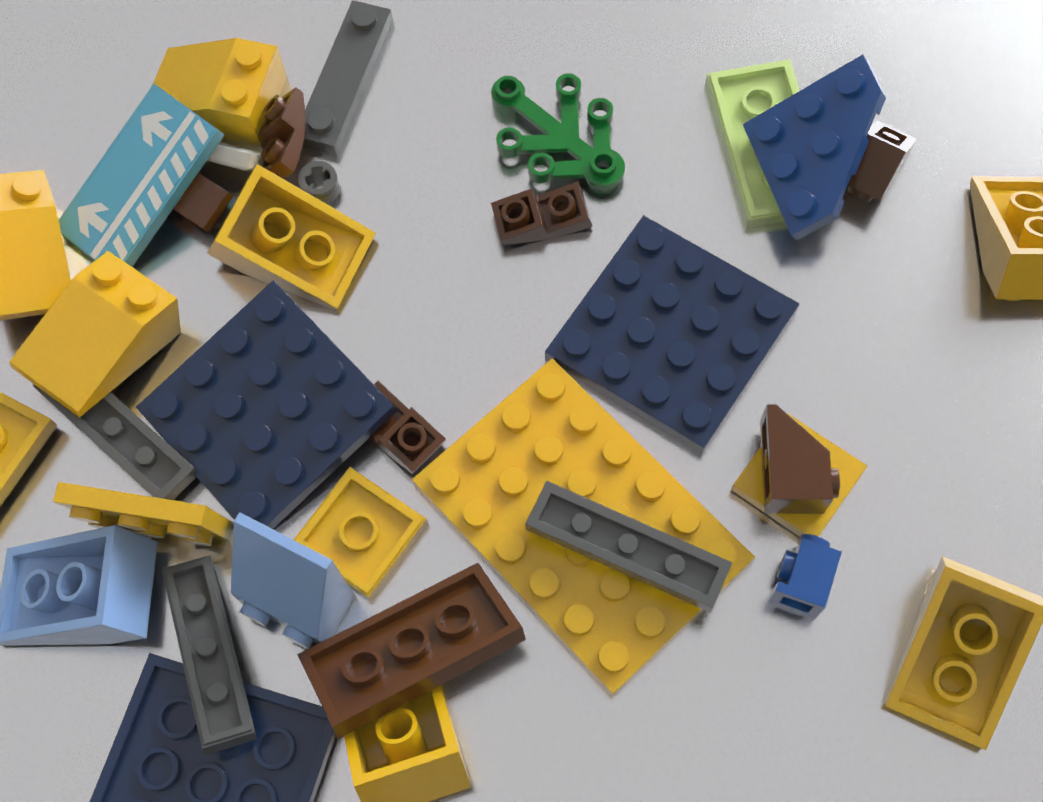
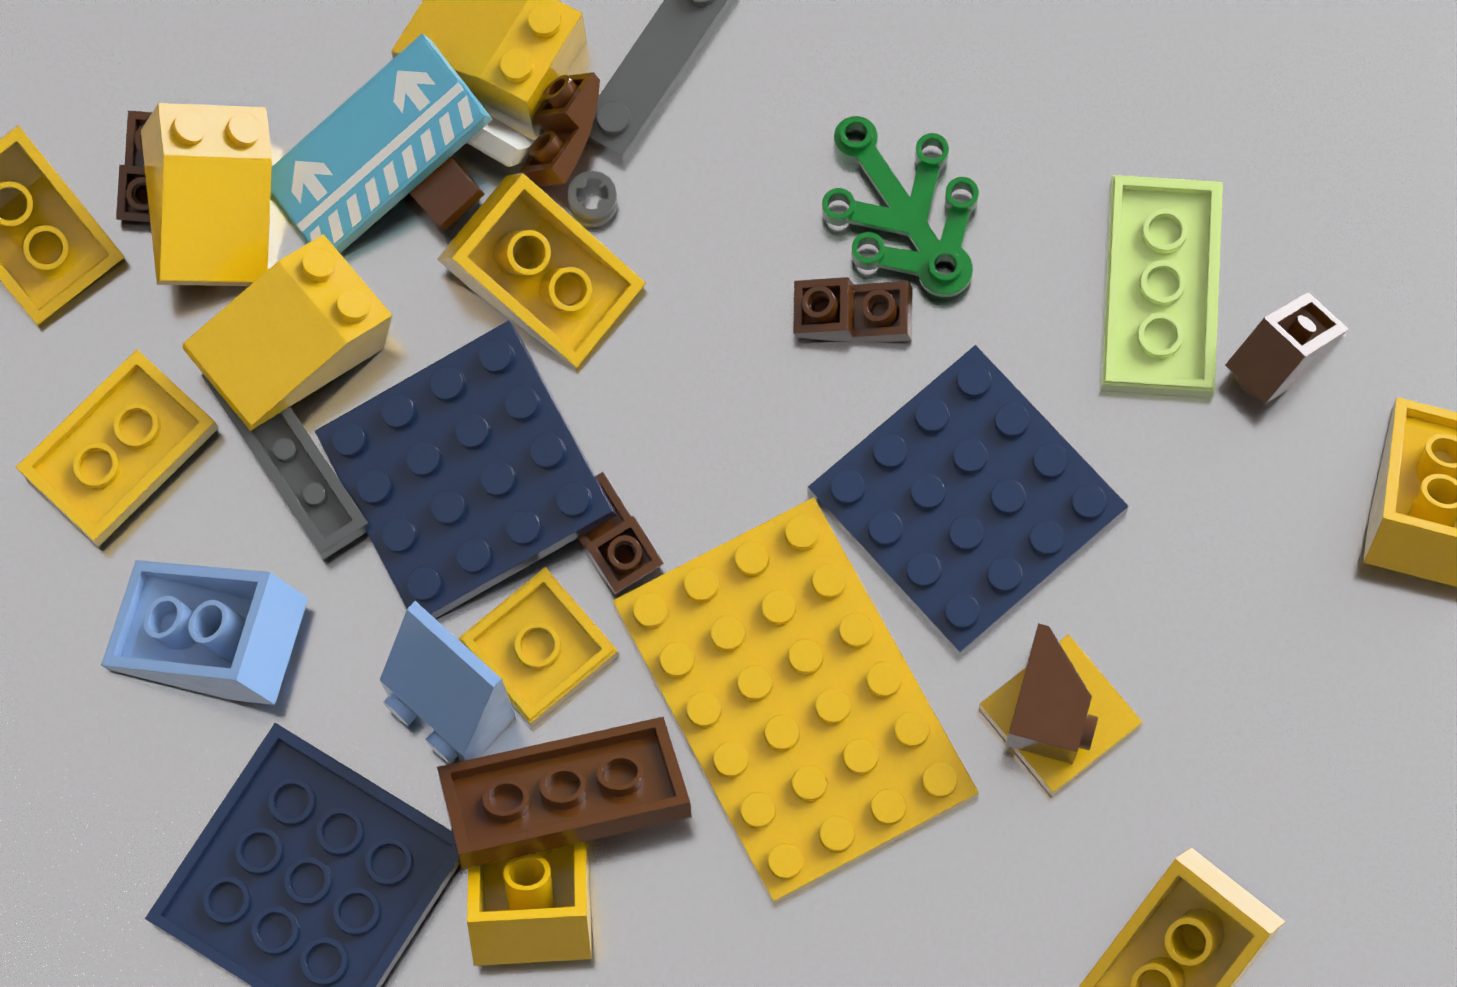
camera: 15 degrees right, 5 degrees up
(143, 513) = (302, 566): yellow plate -> none
(208, 656) = (339, 739): dark grey tile -> none
(628, 546) = (834, 743): dark grey plate -> none
(807, 576) = (1029, 829): blue brick -> none
(817, 143) = (1205, 313): blue plate -> none

